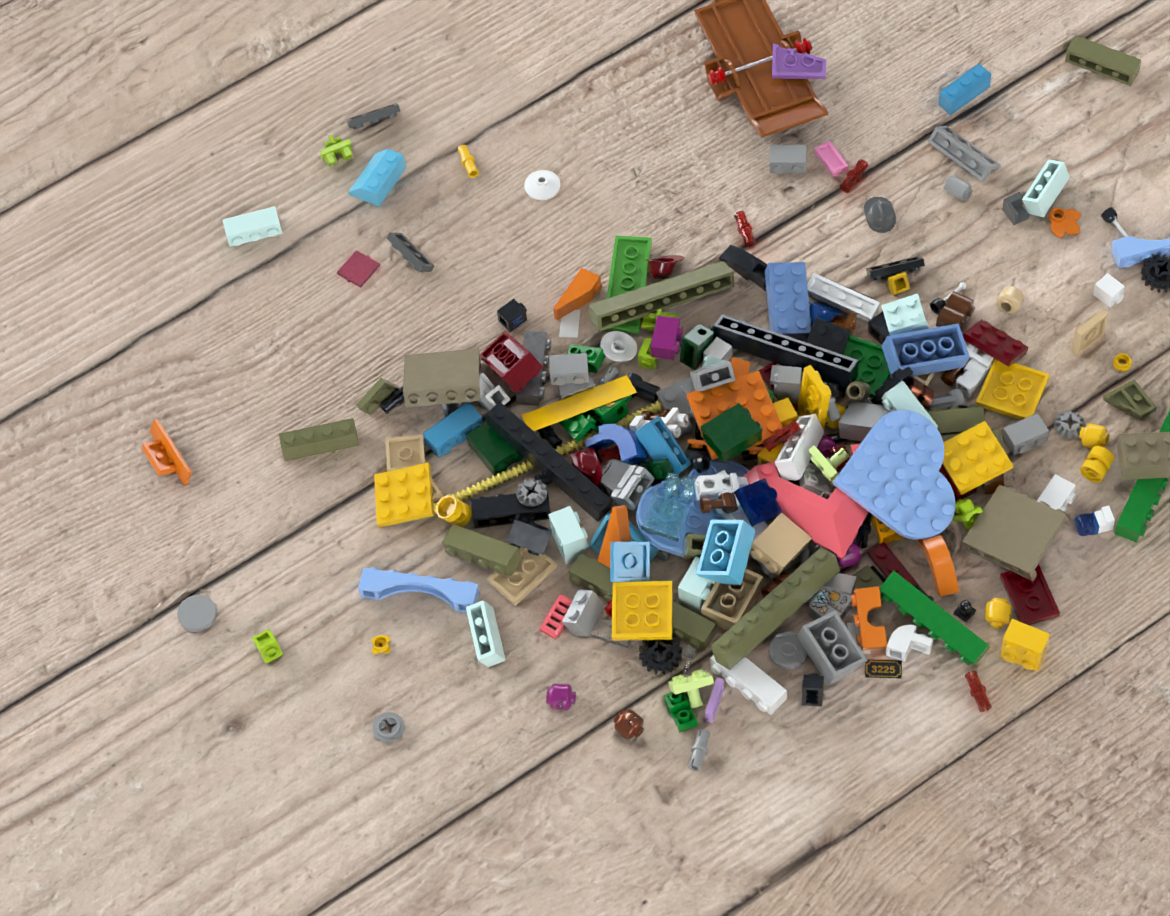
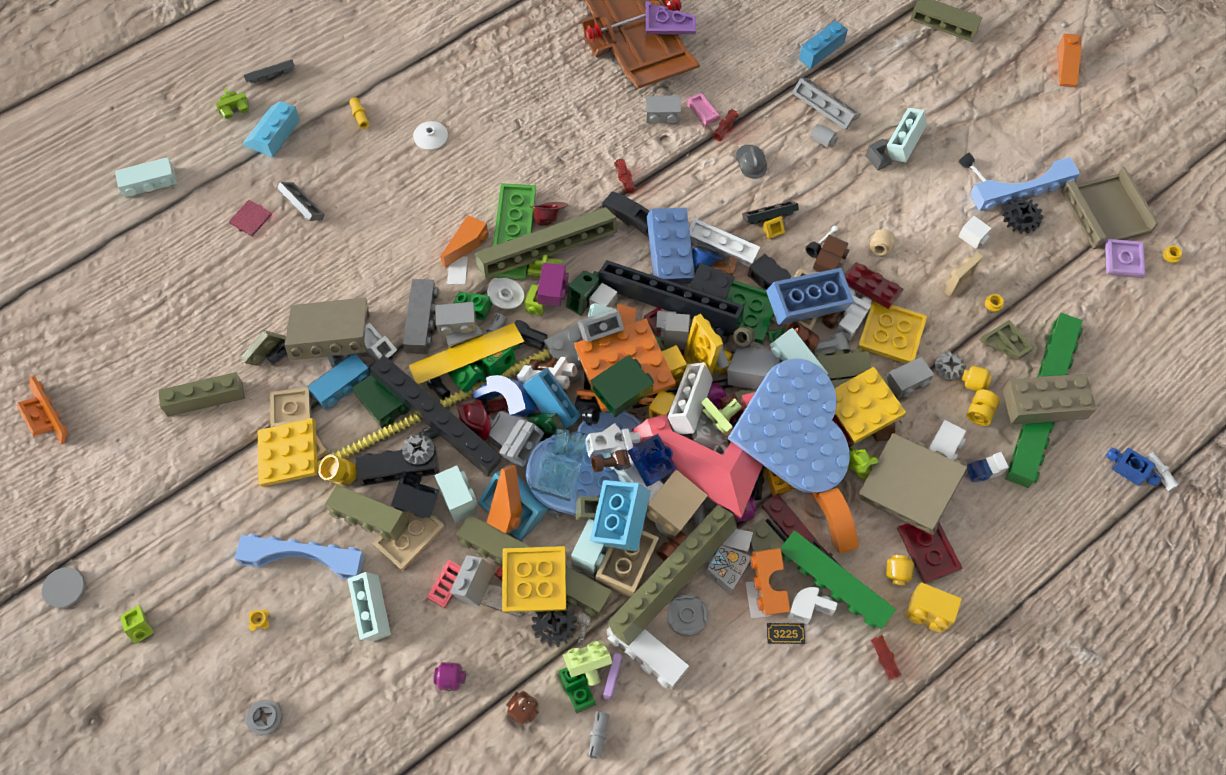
camera: 10 degrees left, 5 degrees up
(511, 361) = (397, 311): dark red slope -> none
(512, 315) = (400, 262): black brick -> none
(630, 561) = (520, 525): plate -> none
(770, 443) = (672, 386): clear red pin -> none
(812, 689) = (715, 661): black arch -> none
(831, 647) = (733, 615): light grey slope -> none
(898, 376) = (778, 330): black plate -> none
(905, 315) = (787, 260): light aqua brick -> none
(965, 611) = (864, 567): black piece -> none
(1066, 223) = (926, 167): orange plate -> none

